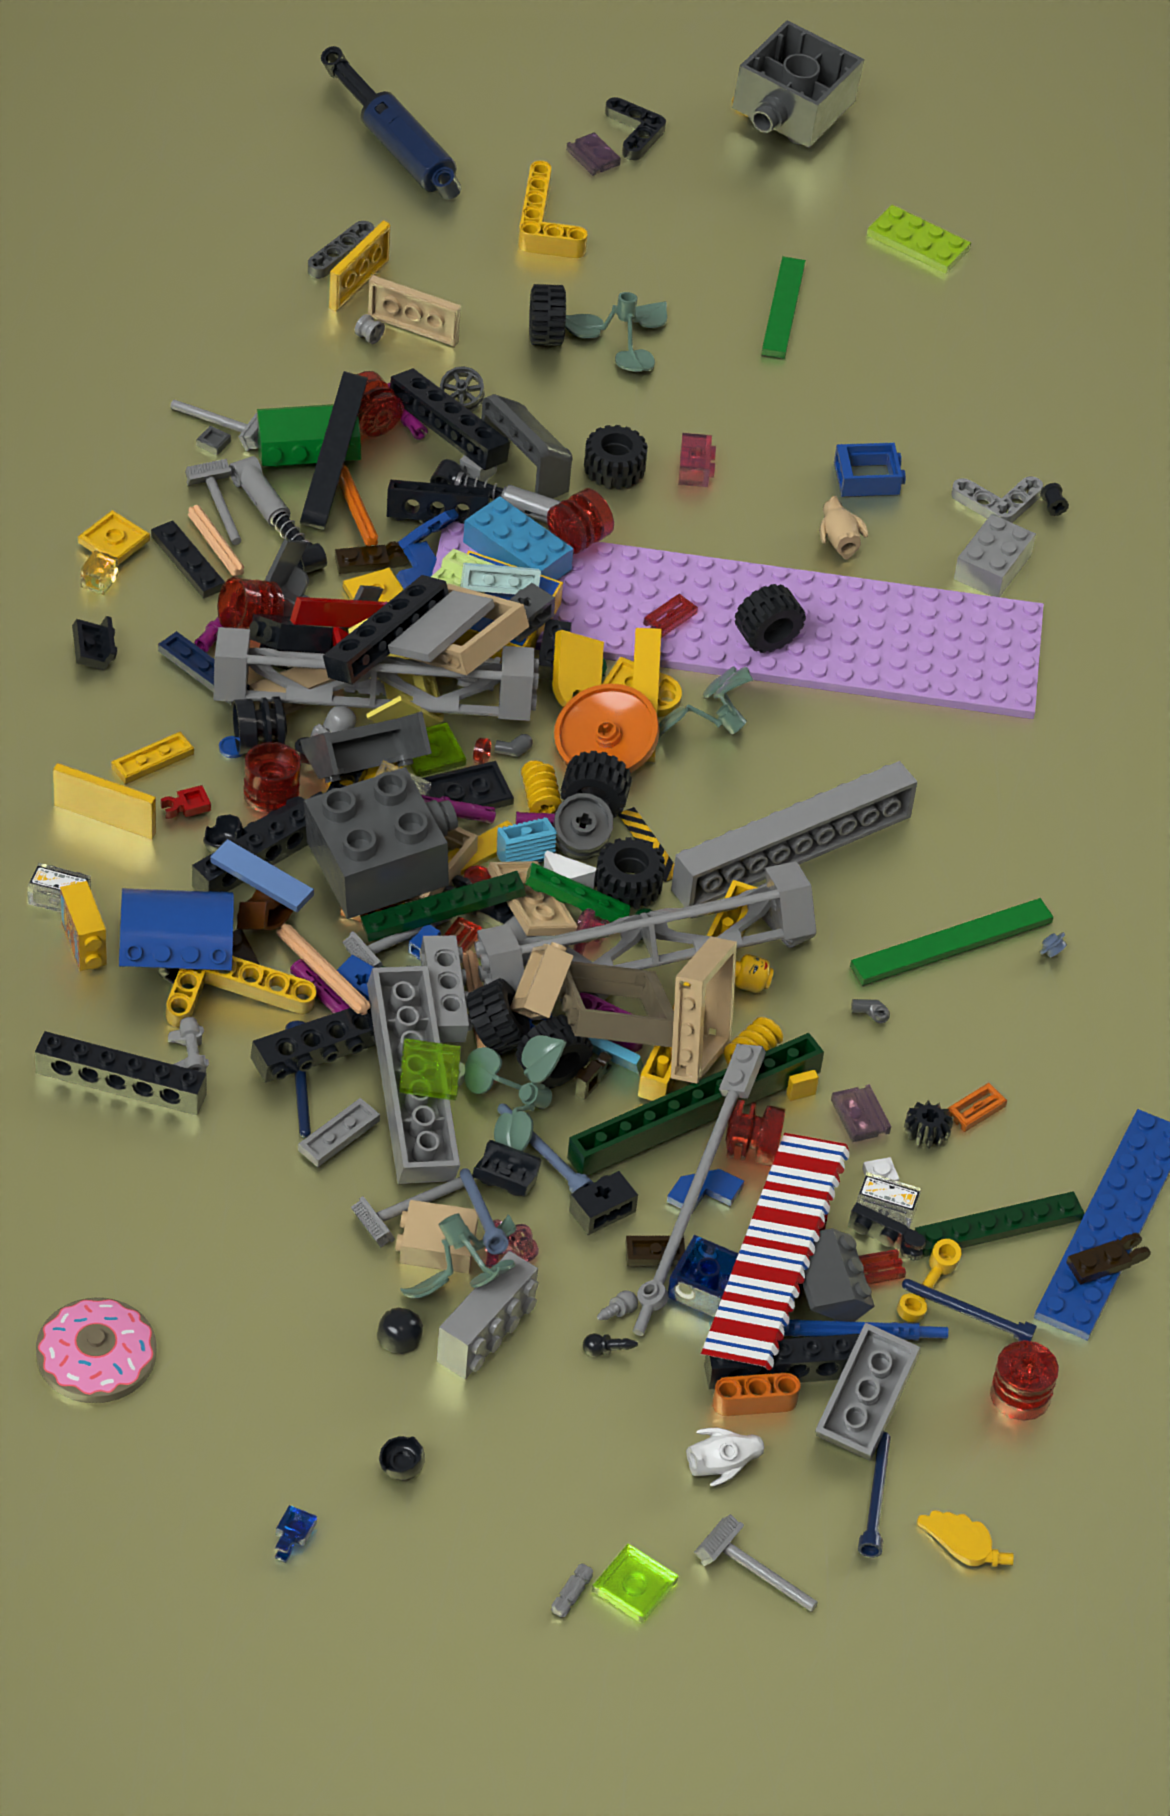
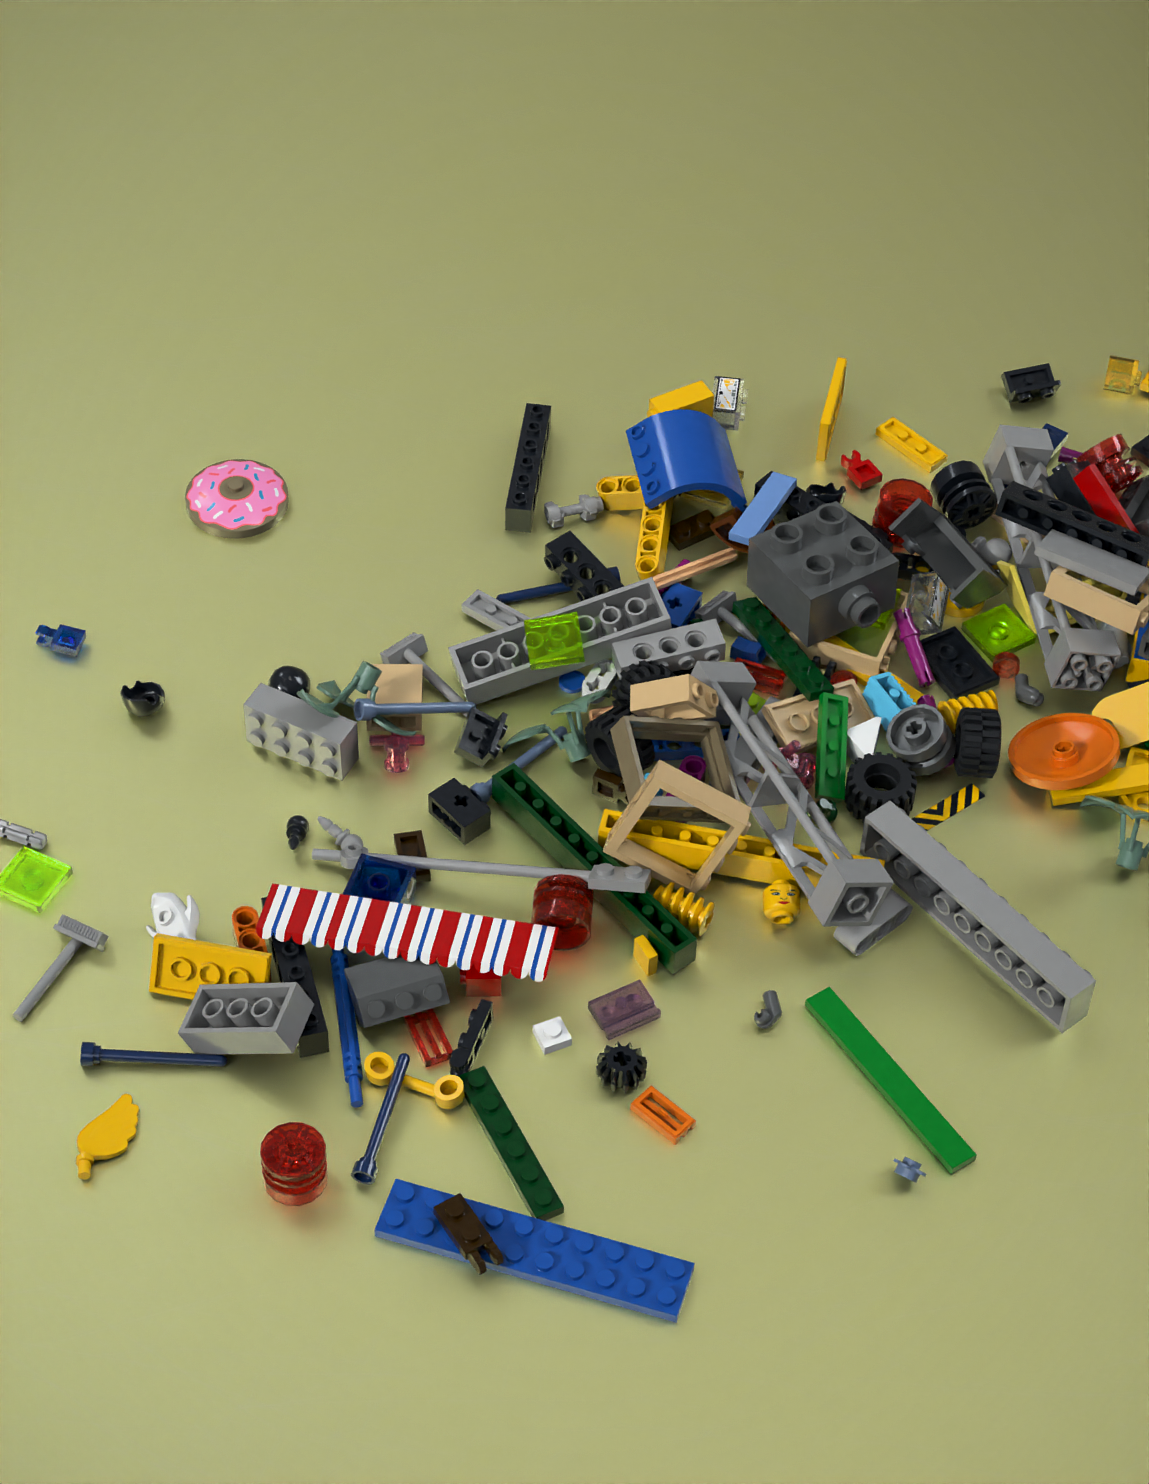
camera: 85 degrees right, 0 degrees up
(717, 1185) = (507, 897): blue tile -> none
(794, 1425) = (185, 963): none -> yellow tile
(889, 1198) = (509, 1038): brick -> none

